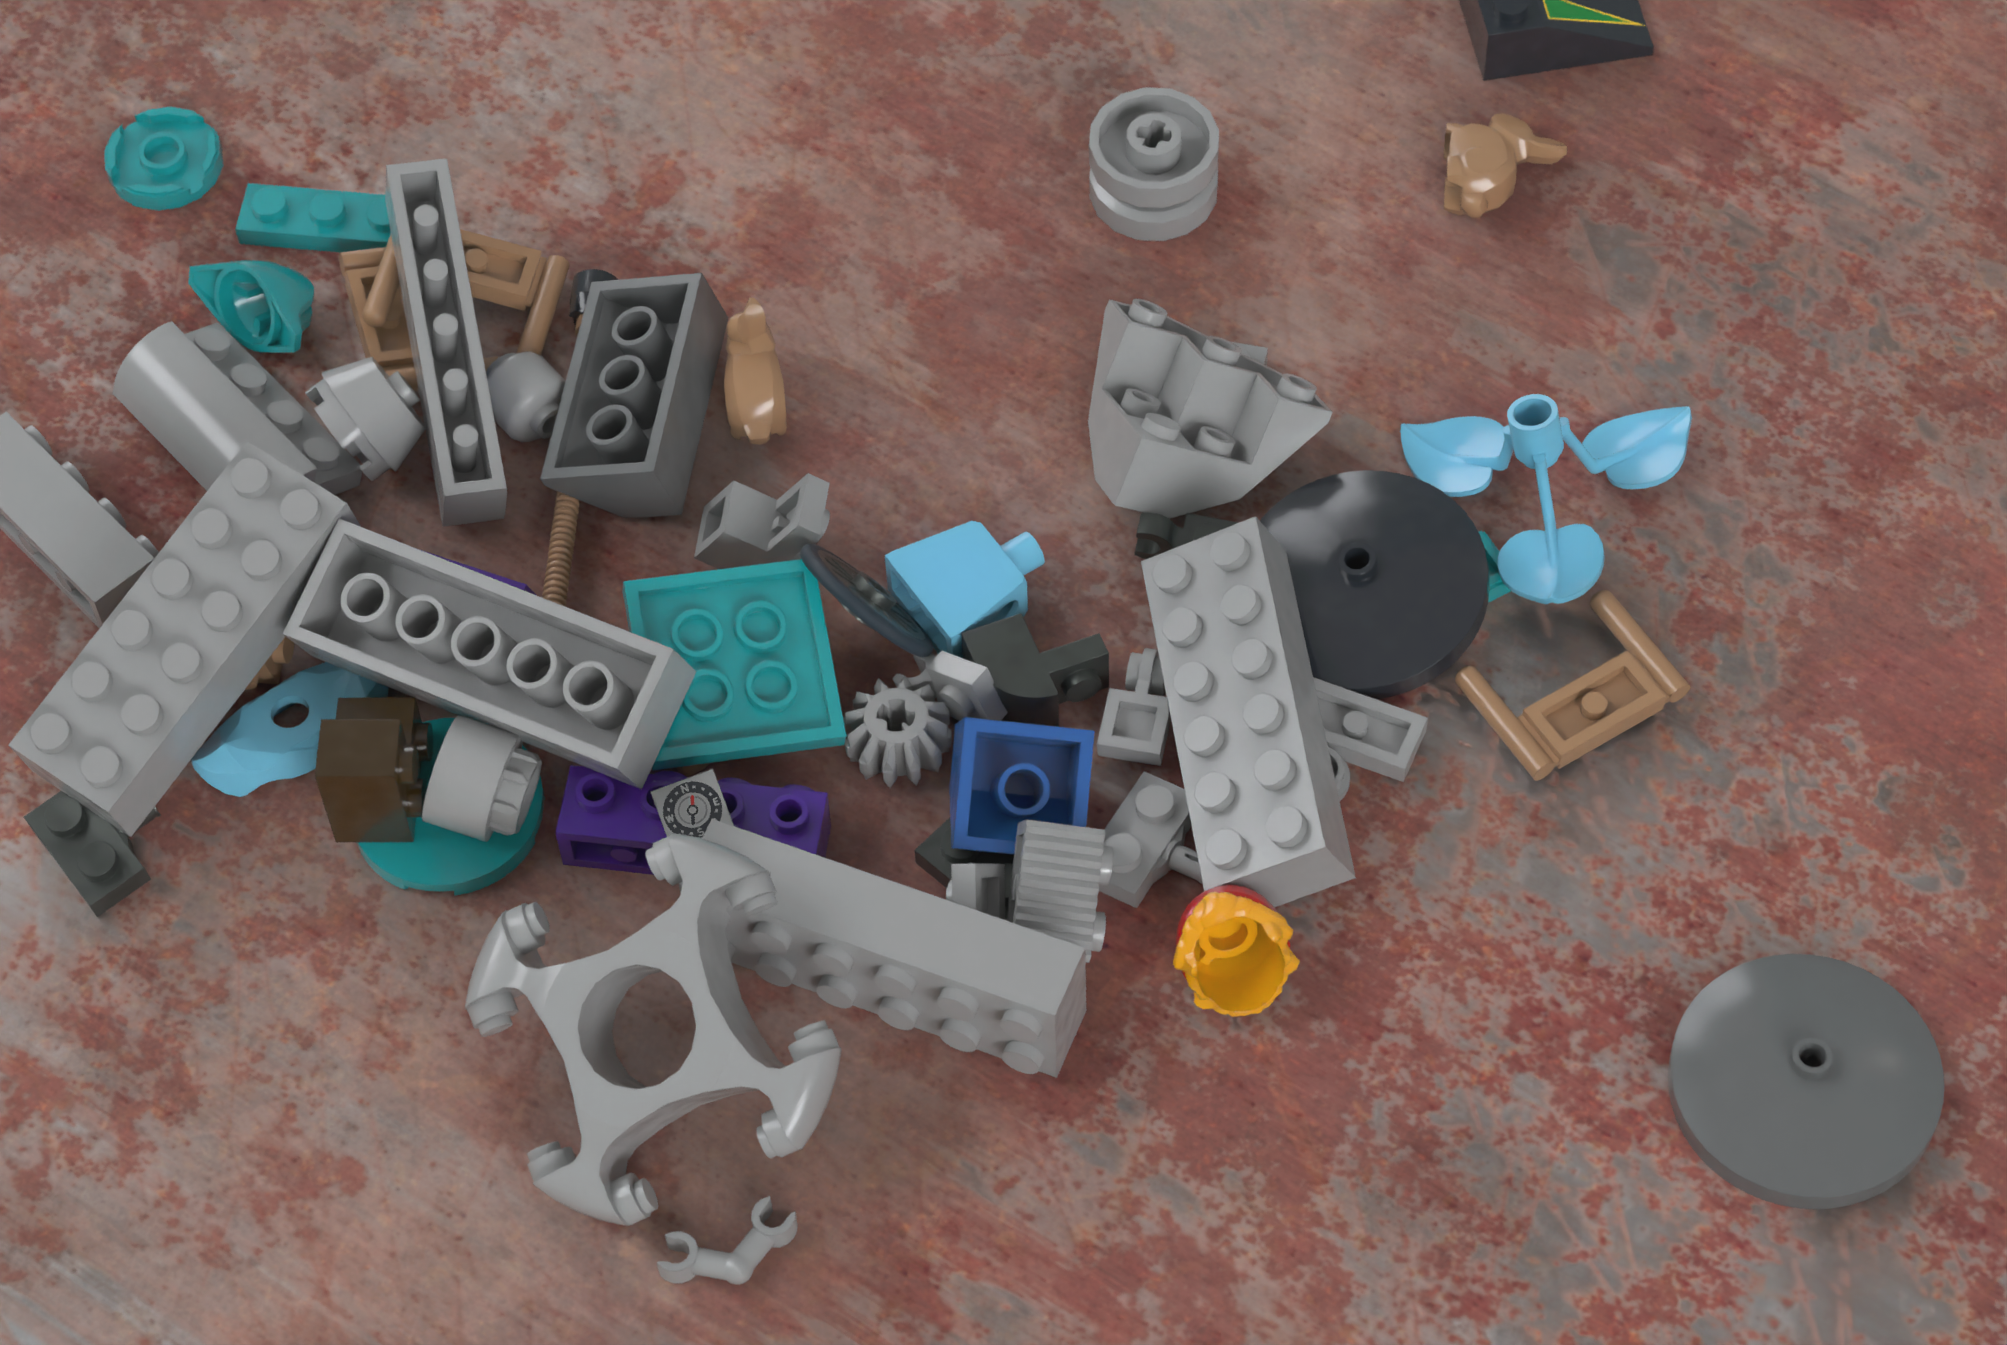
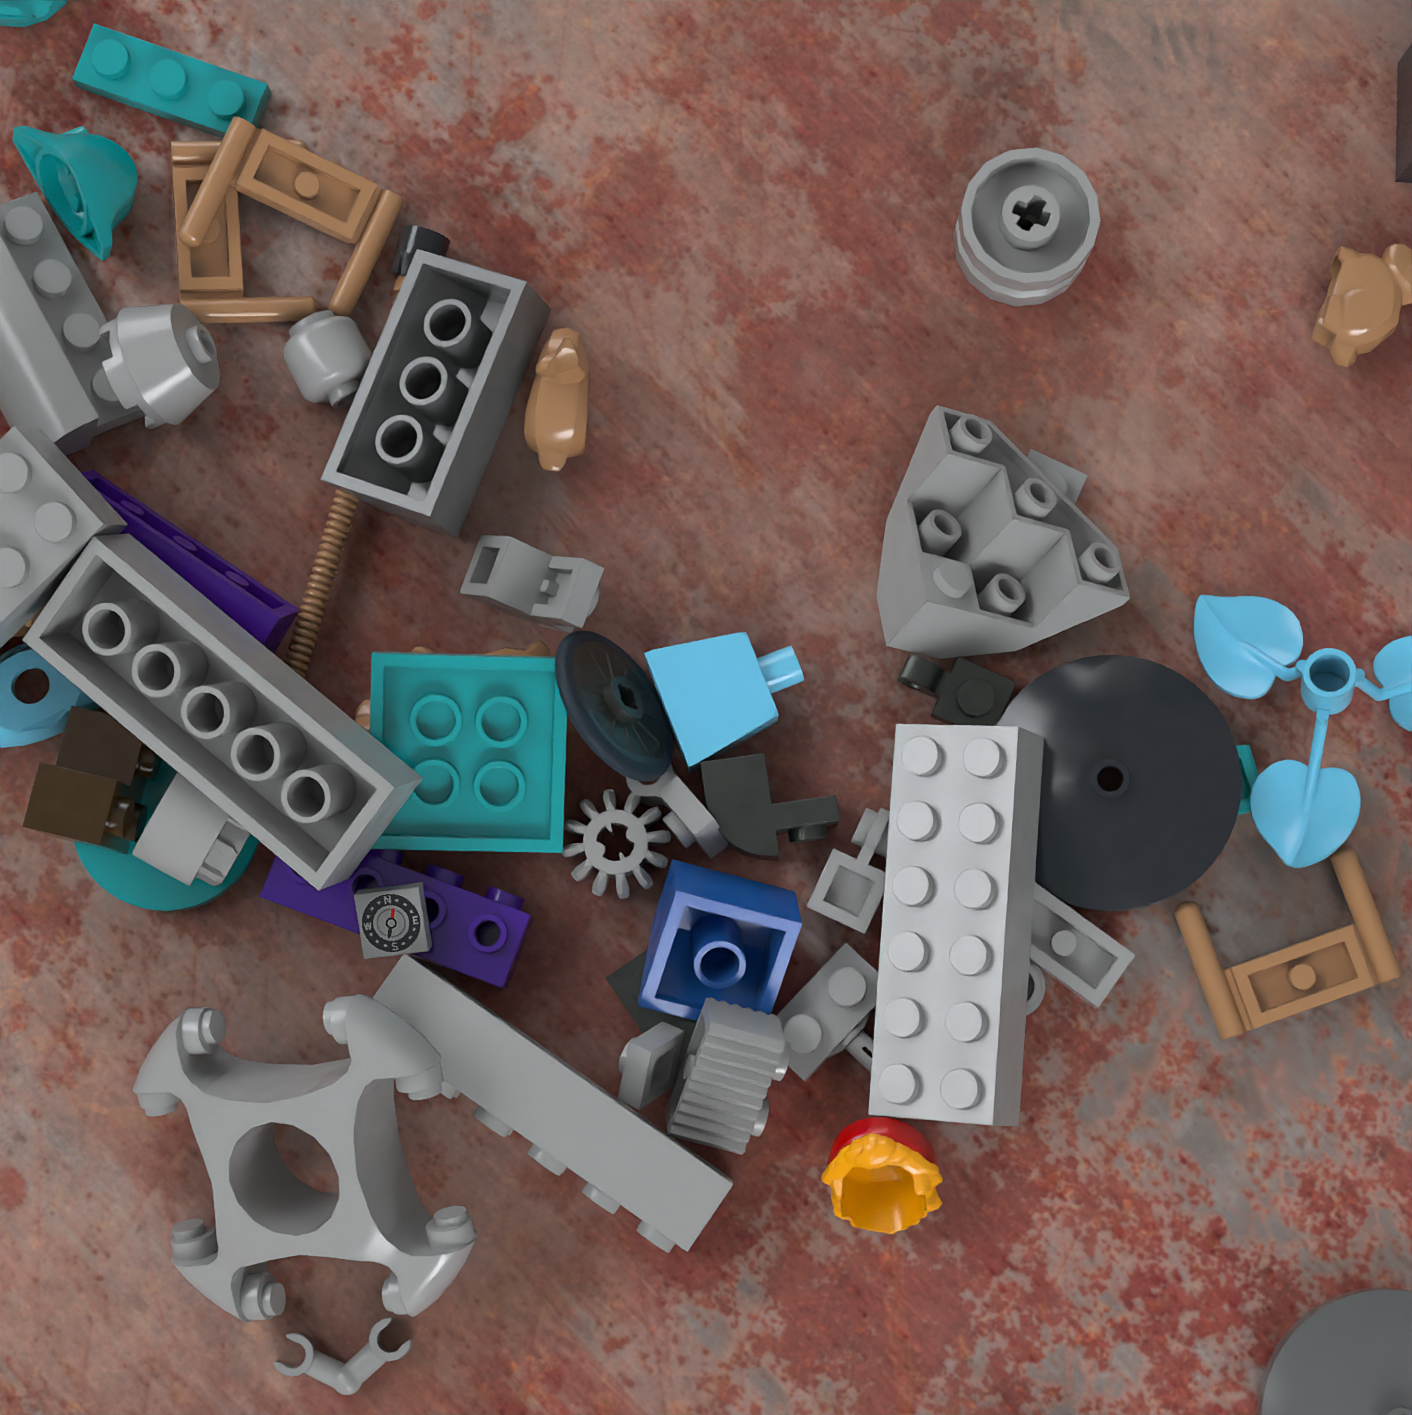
camera: 10 degrees right, 25 degrees up
(445, 343) = (251, 295): light grey brick -> none

